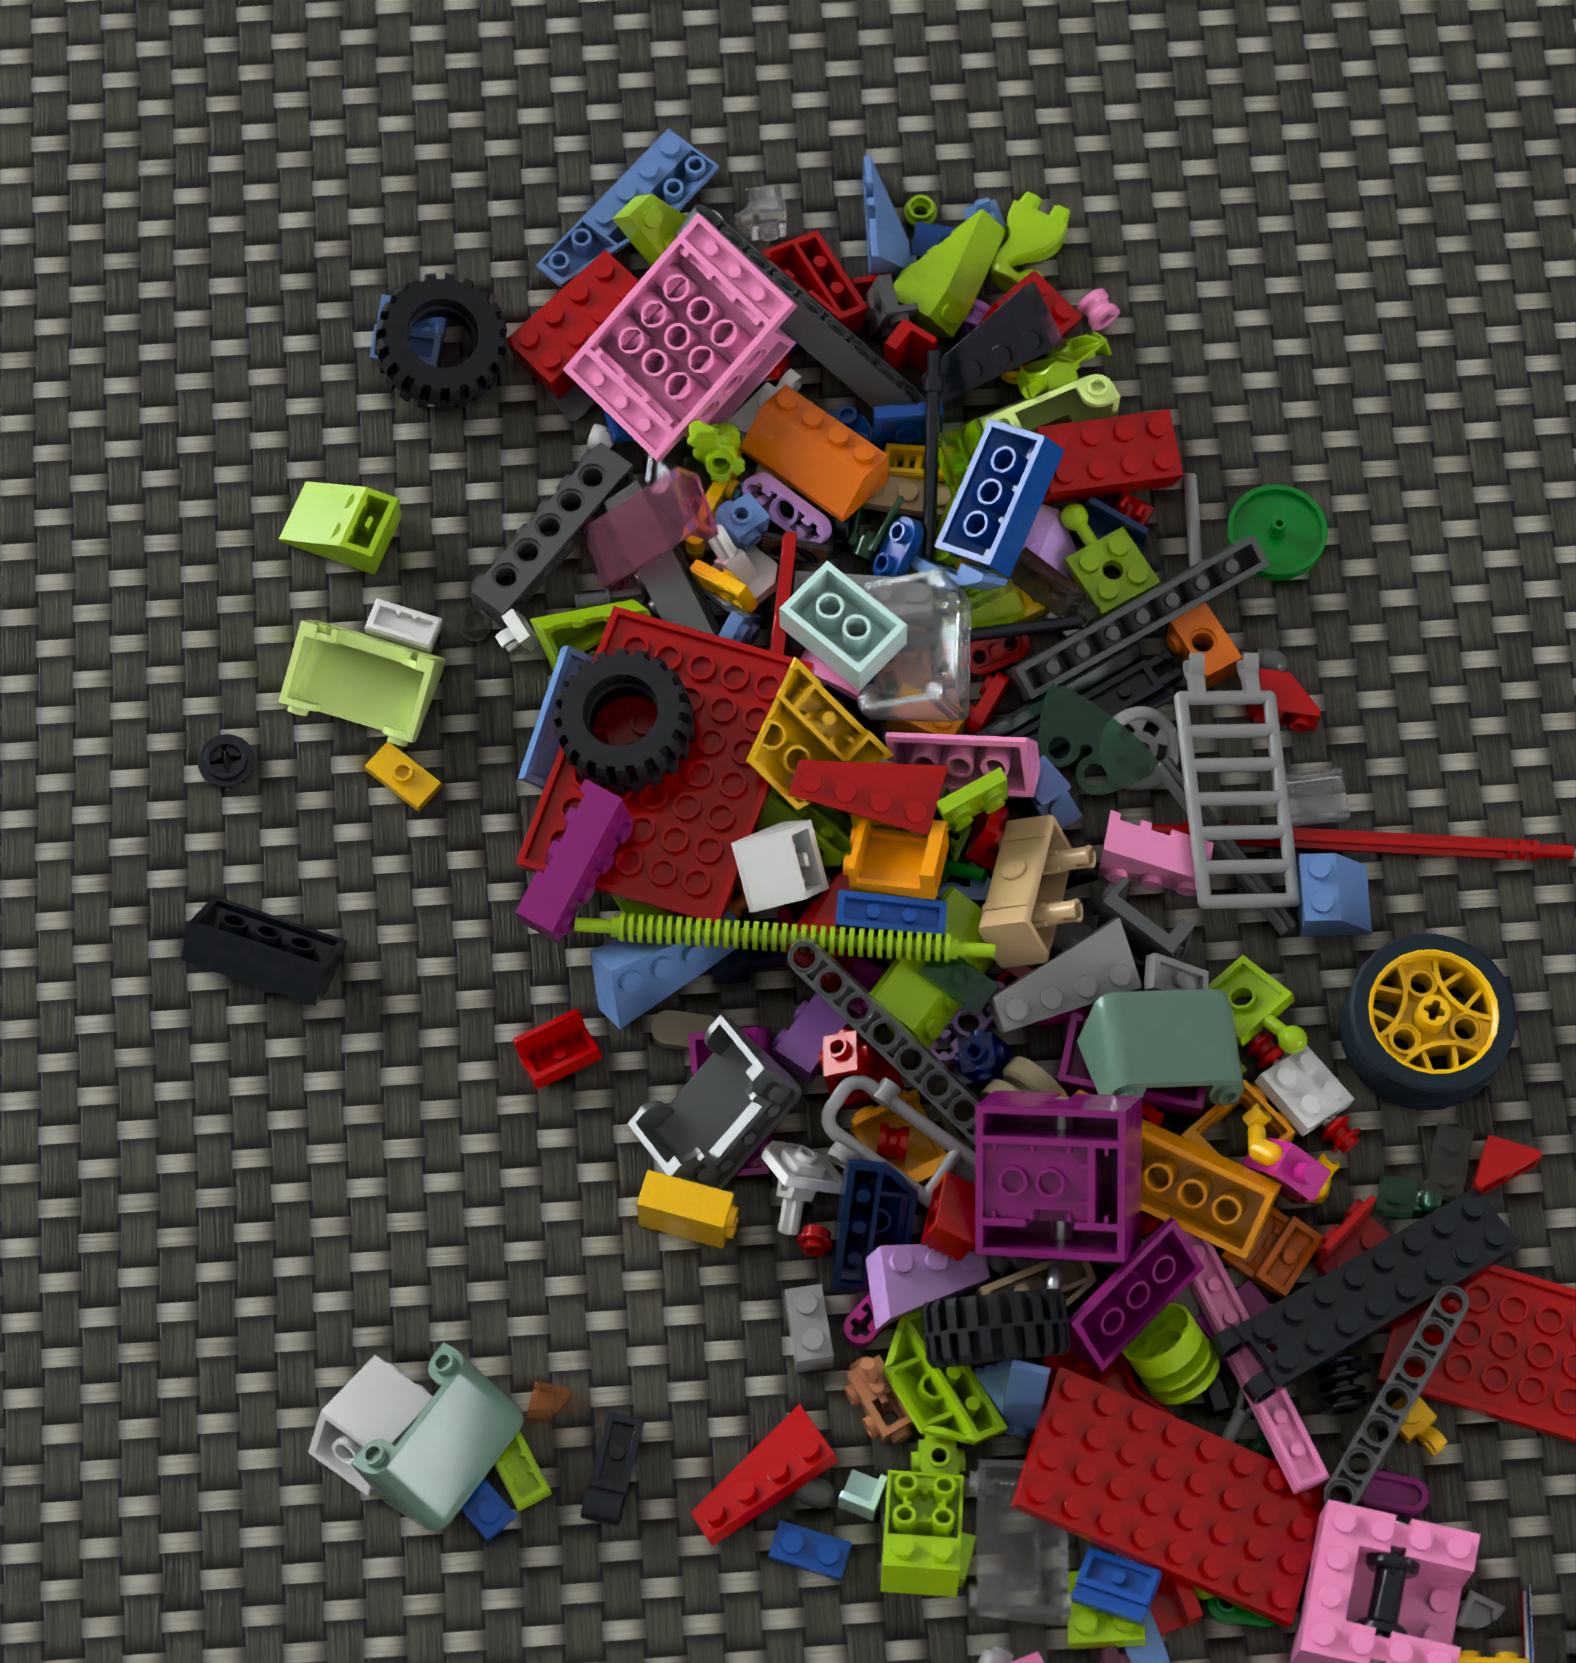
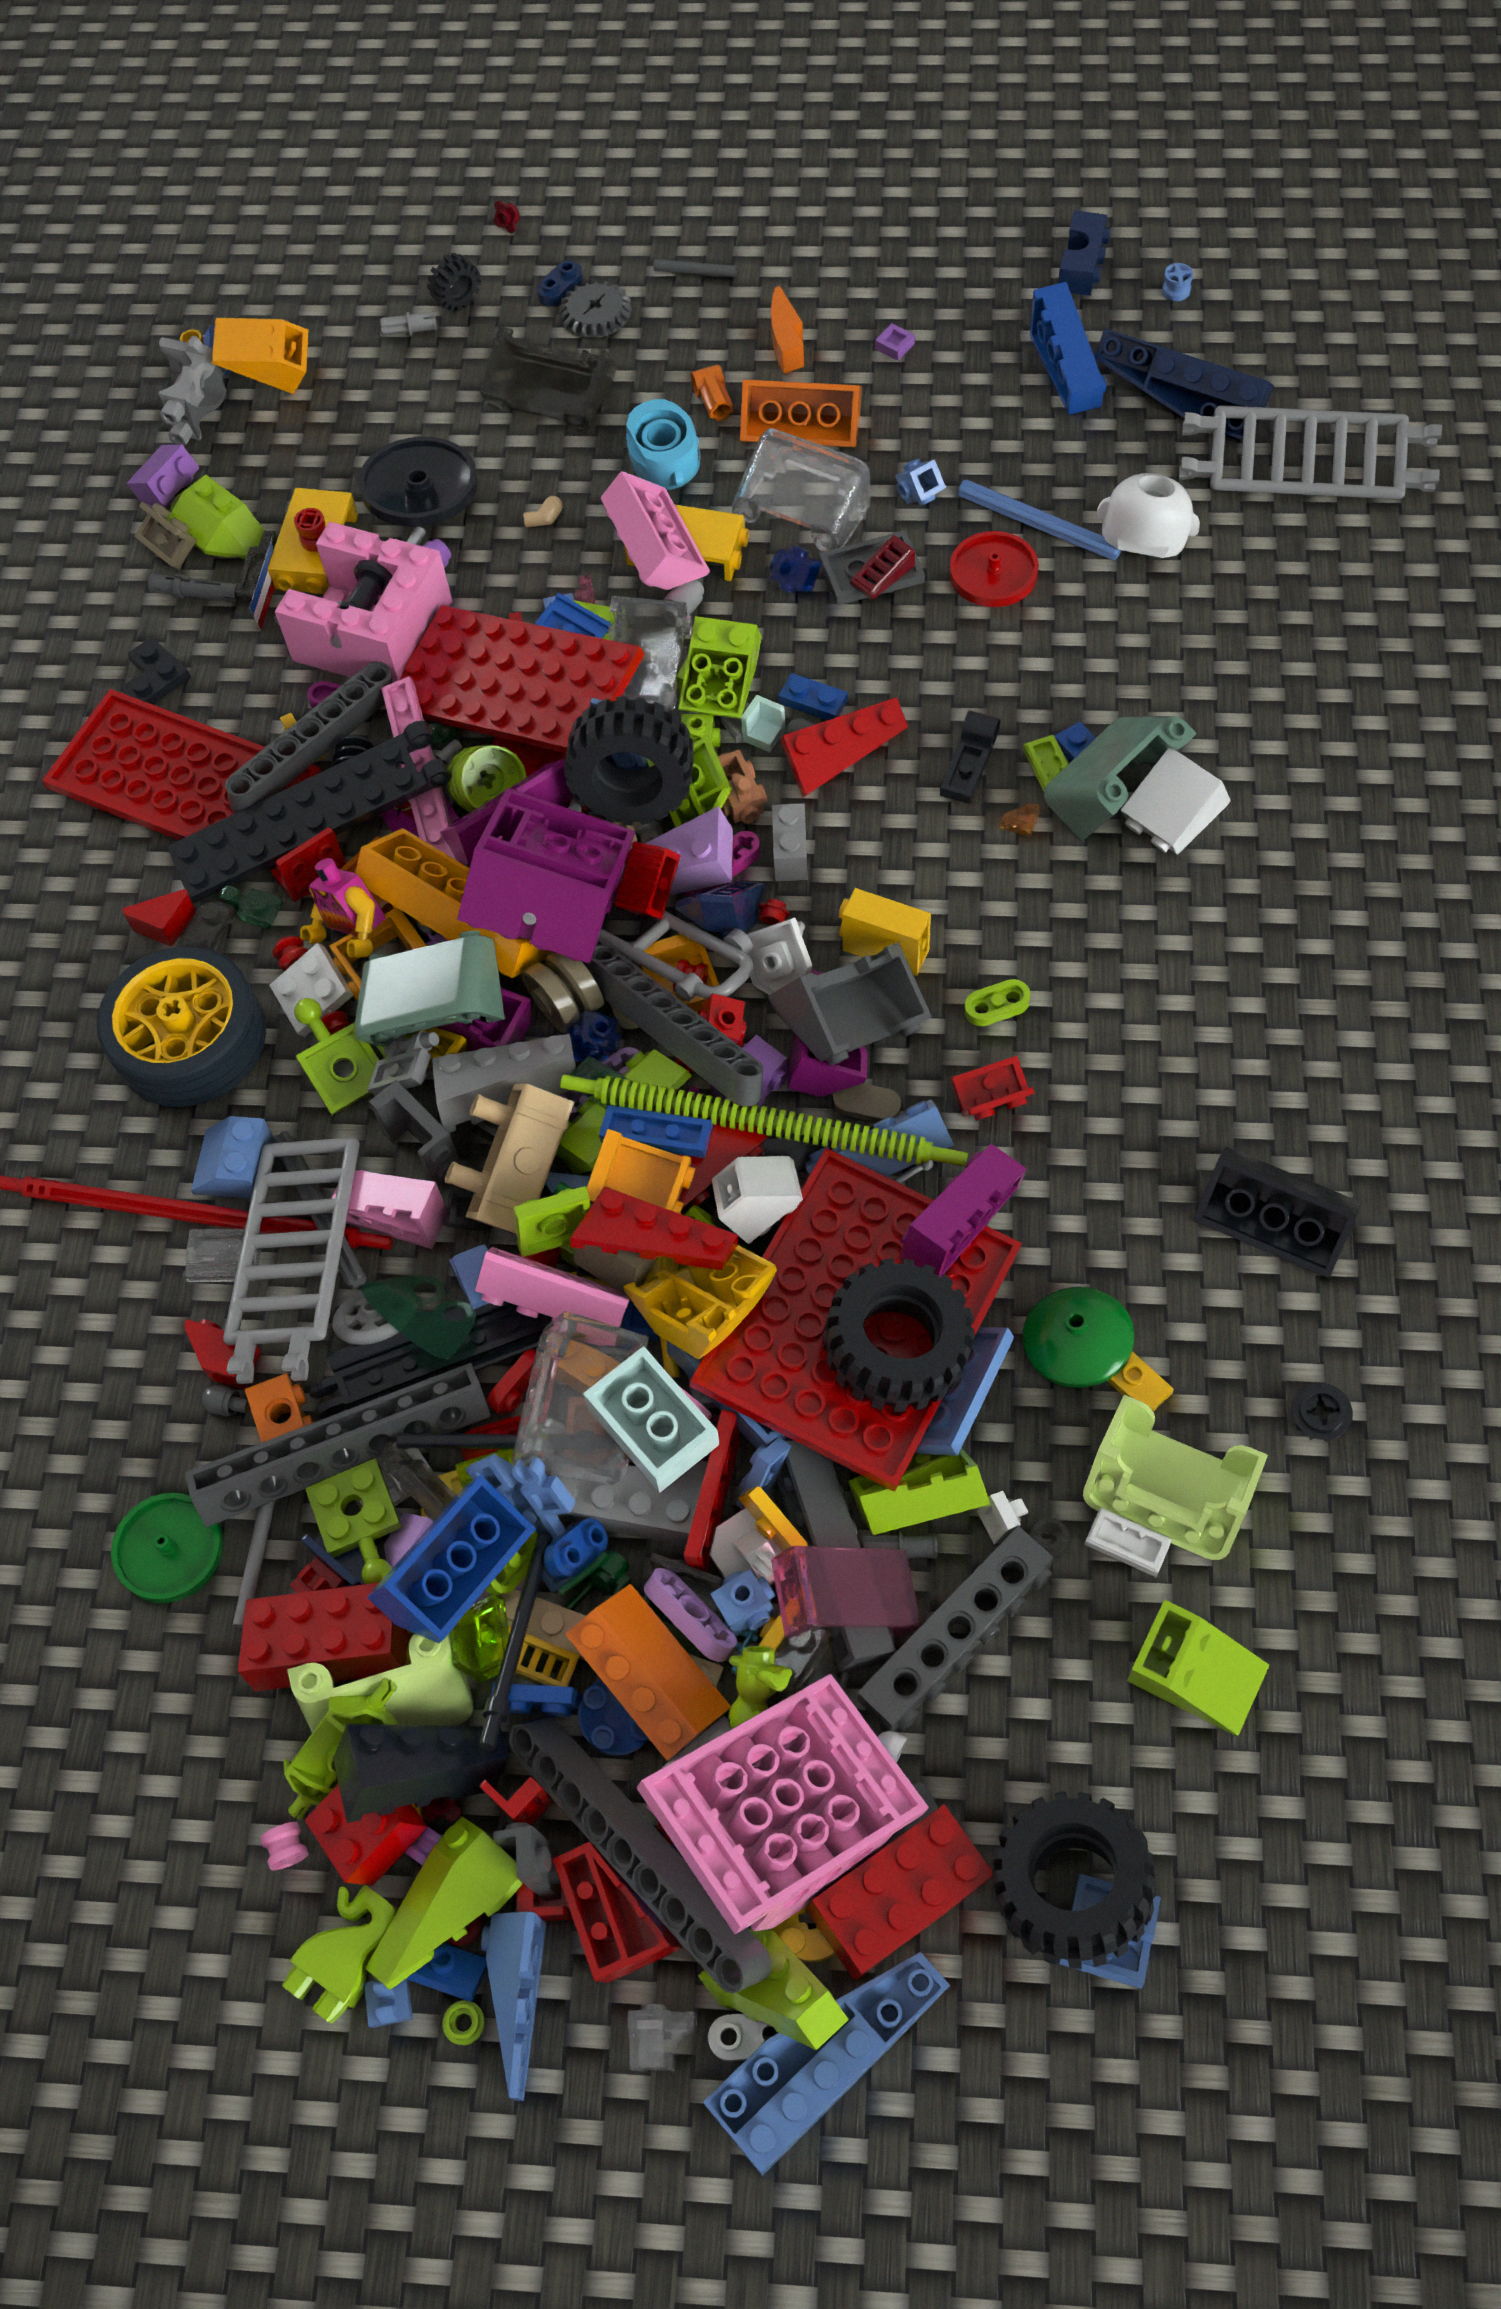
camera: 165 degrees left, 5 degrees down
(452, 828) = (1078, 1354): none -> green dish
(557, 1154) = (994, 1001): none -> lime plate
(924, 562) = (543, 1492): none -> medium blue plate

